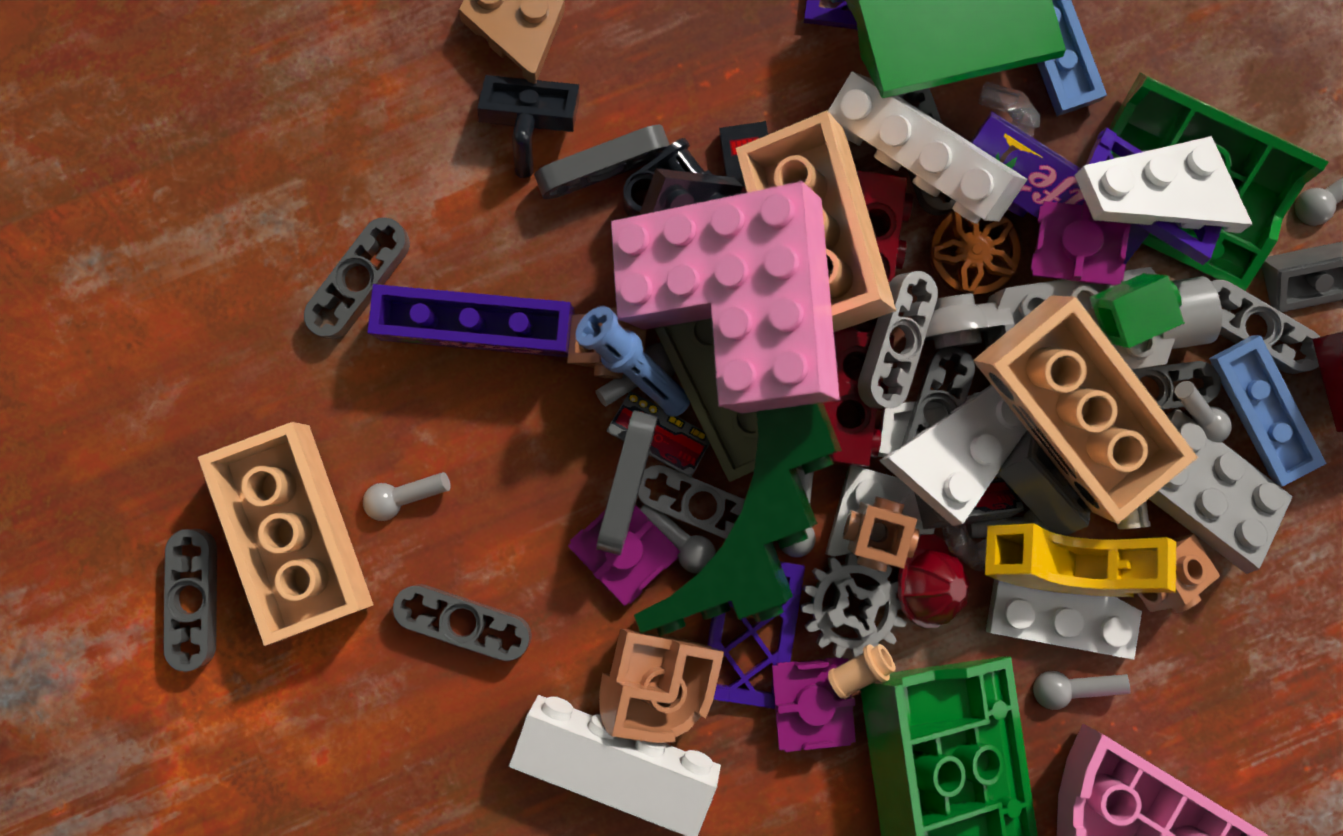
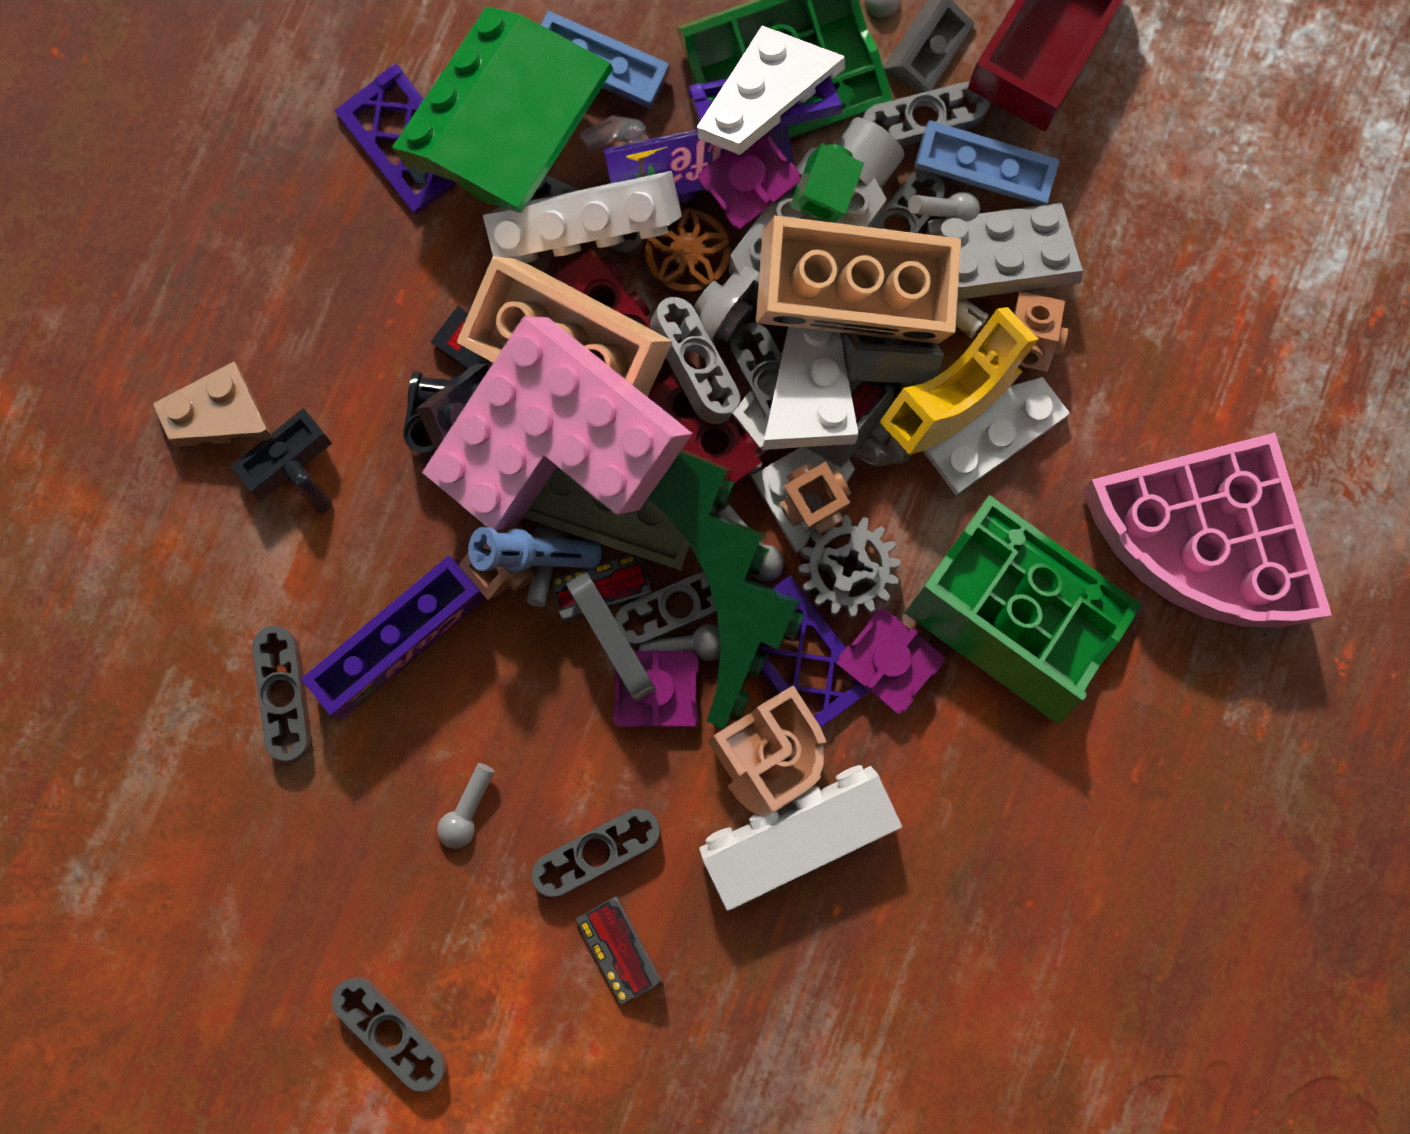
camera: 40 degrees left, 5 degrees down
(285, 531) = (410, 912): light nougat brick -> none
(409, 708) = (619, 950): none -> slope
(601, 162) = (372, 444): dark grey beam -> none
(862, 671) = (897, 602): light nougat pin -> none
(932, 584) = (885, 499): dark red piece -> none
(1055, 690) = (1042, 487): light grey bar -> none

